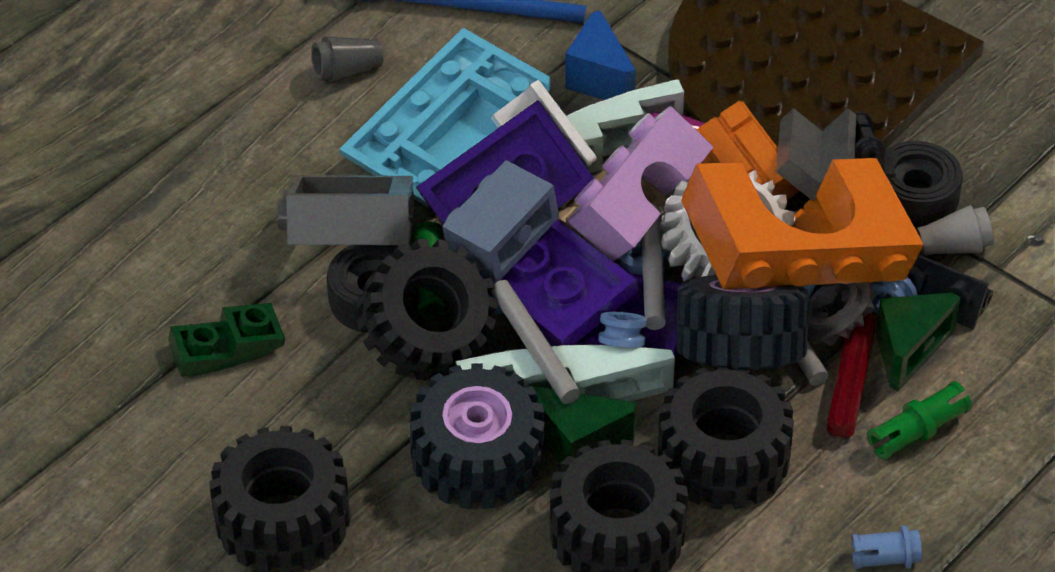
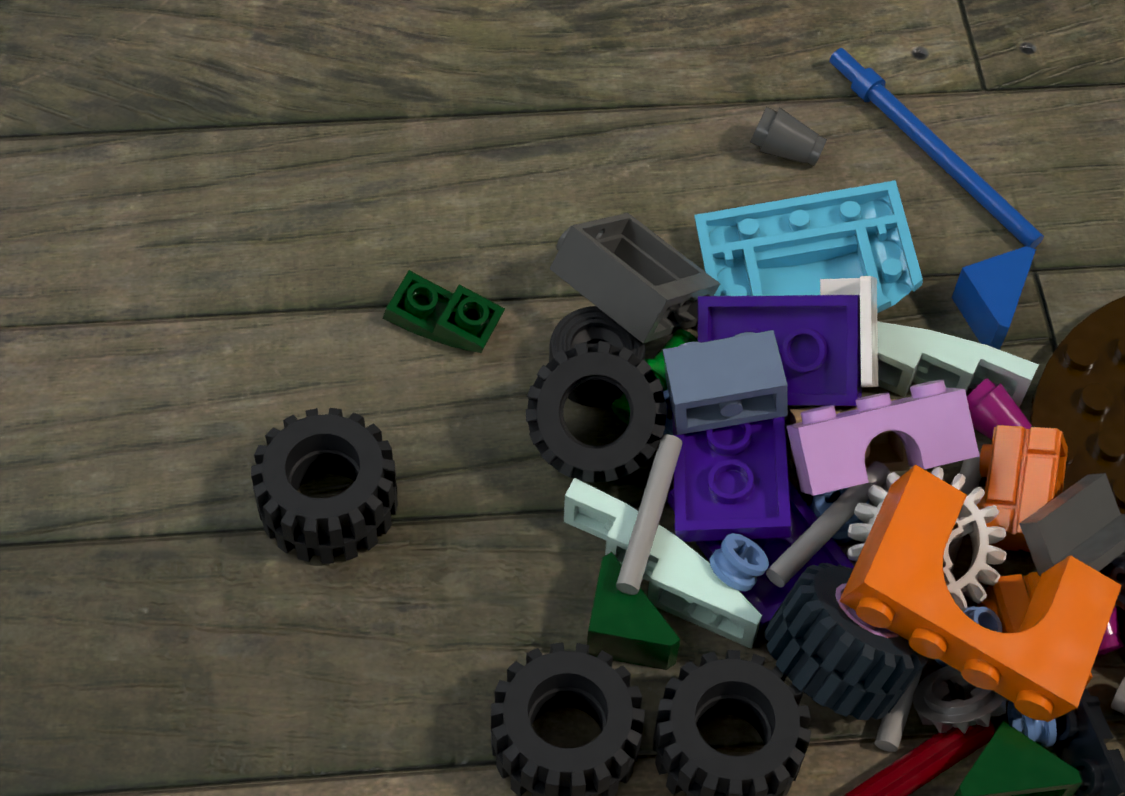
camera: 40 degrees right, 10 degrees up
(476, 435) = (529, 557): black wheel -> none

